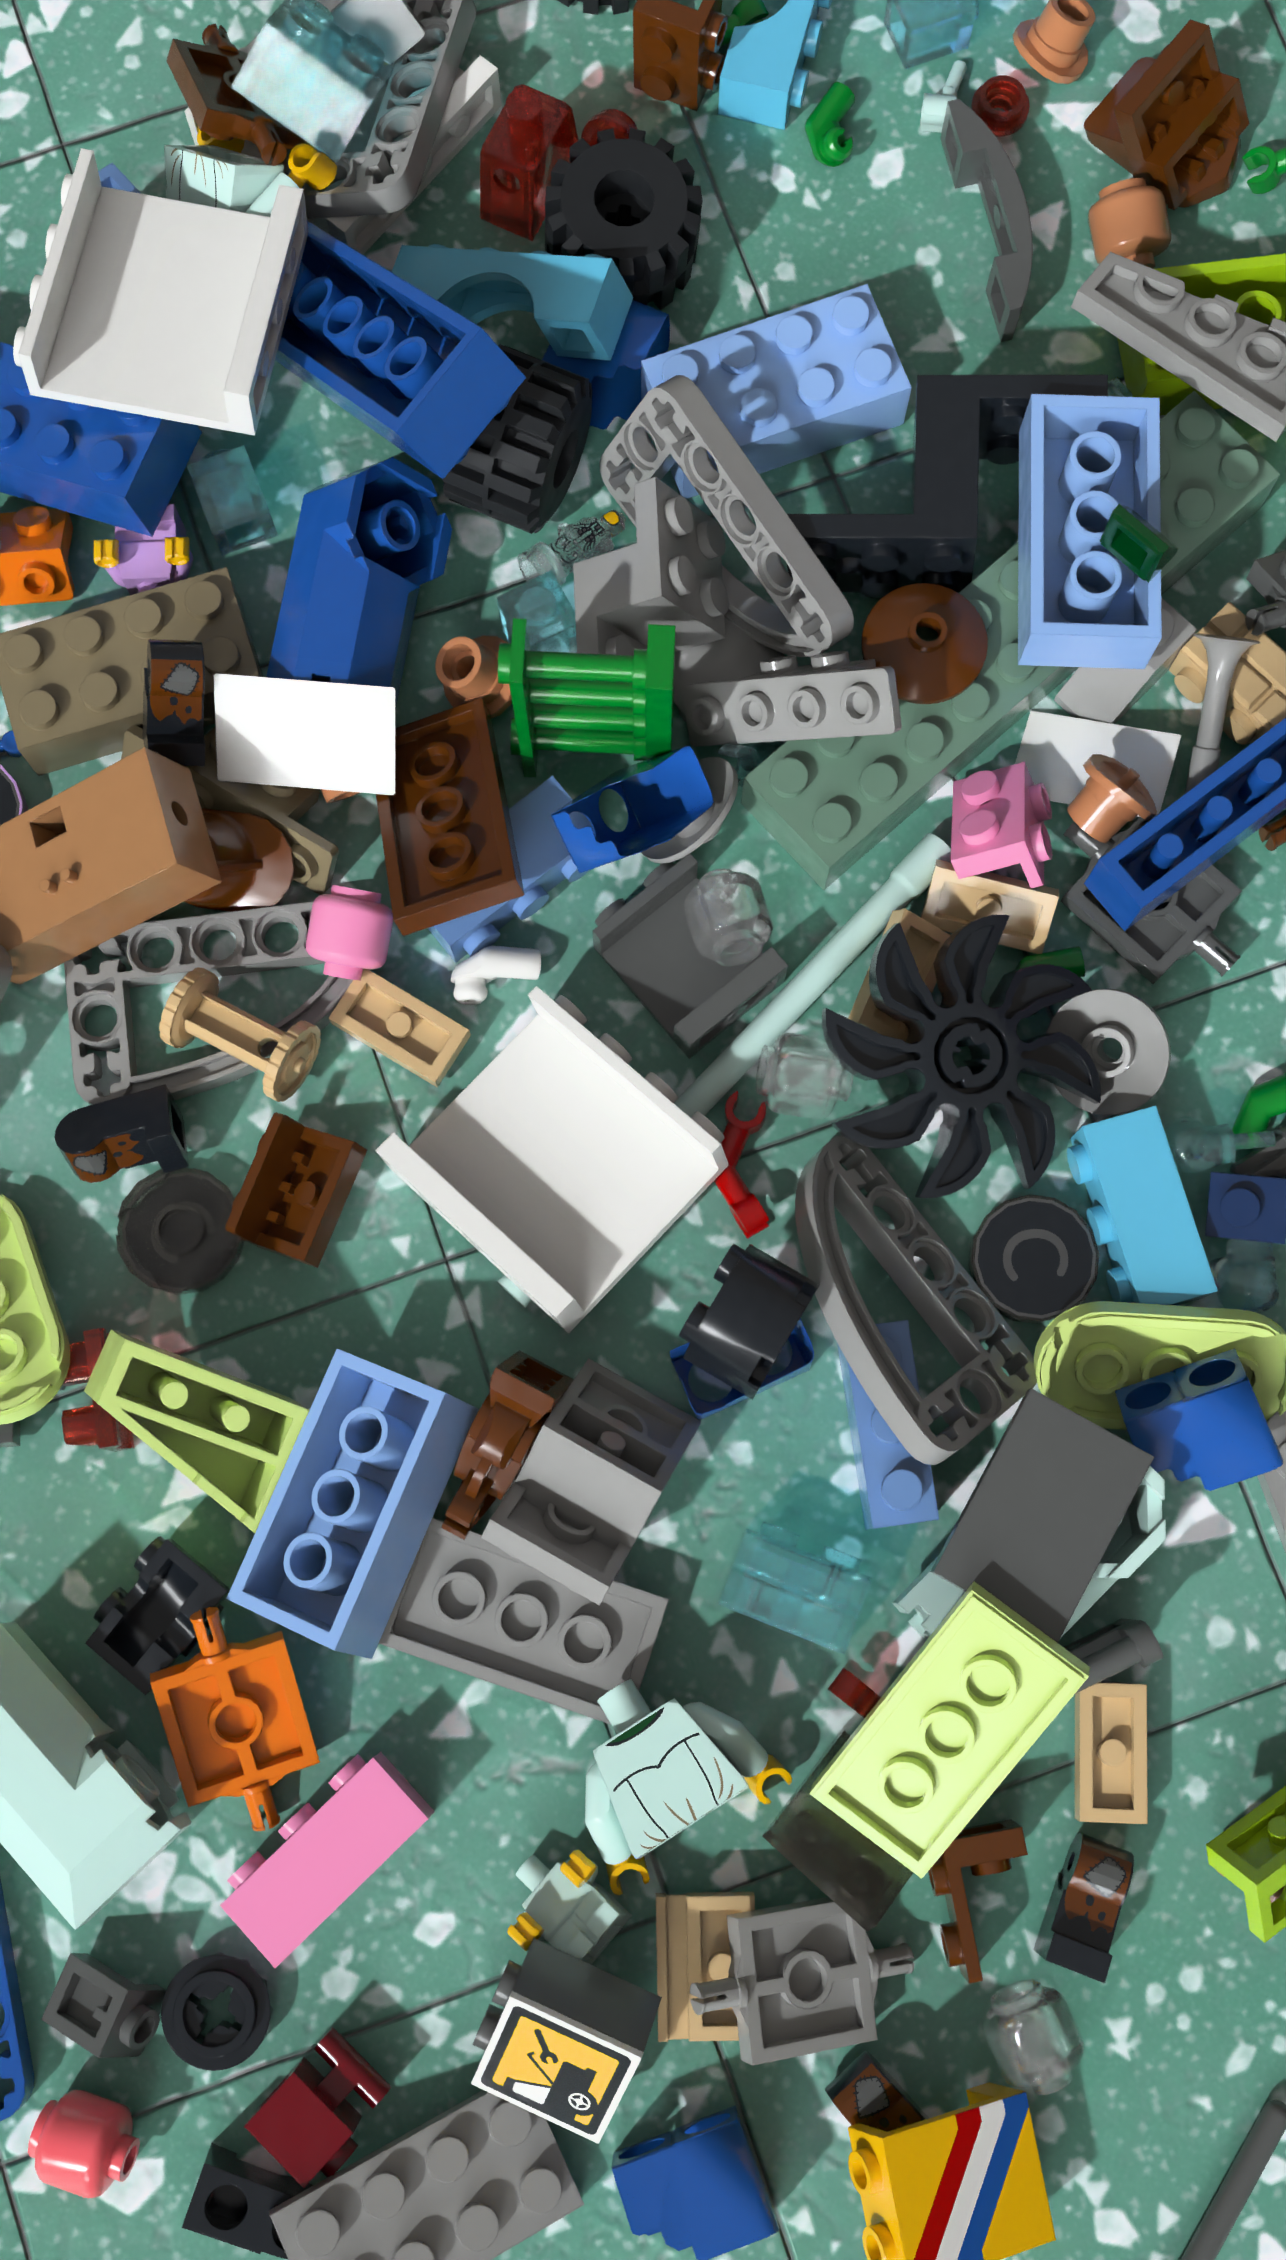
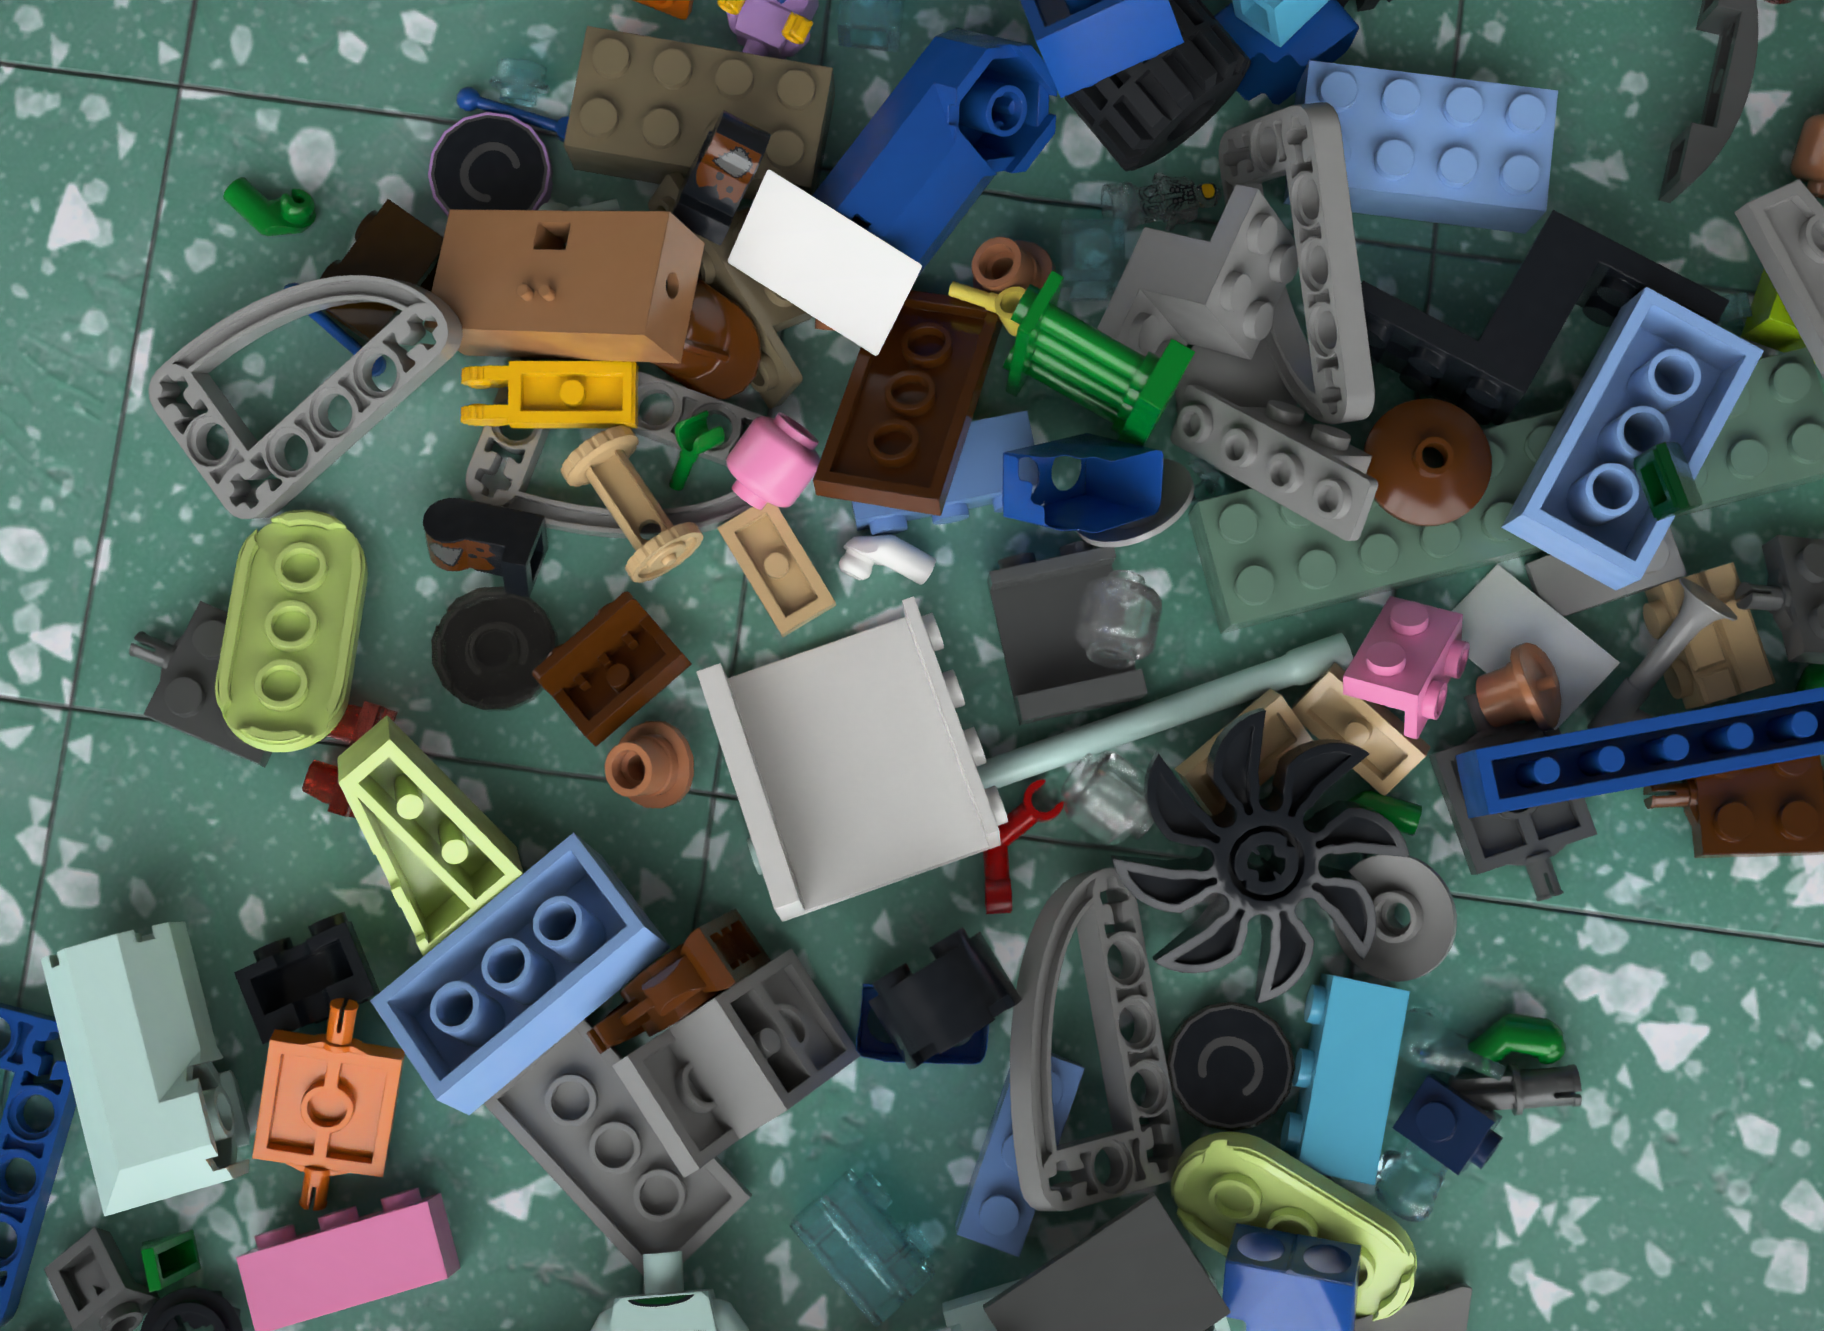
camera: 25 degrees right, 5 degrees up
(120, 972) = (556, 394): none -> yellow hinge
(156, 1944) = (169, 1259): none -> green piece
(267, 950) = (693, 440): none -> green hand
(378, 1259) = (651, 765): none -> nougat piece
(487, 694) = (1002, 304): none -> light yellow hand

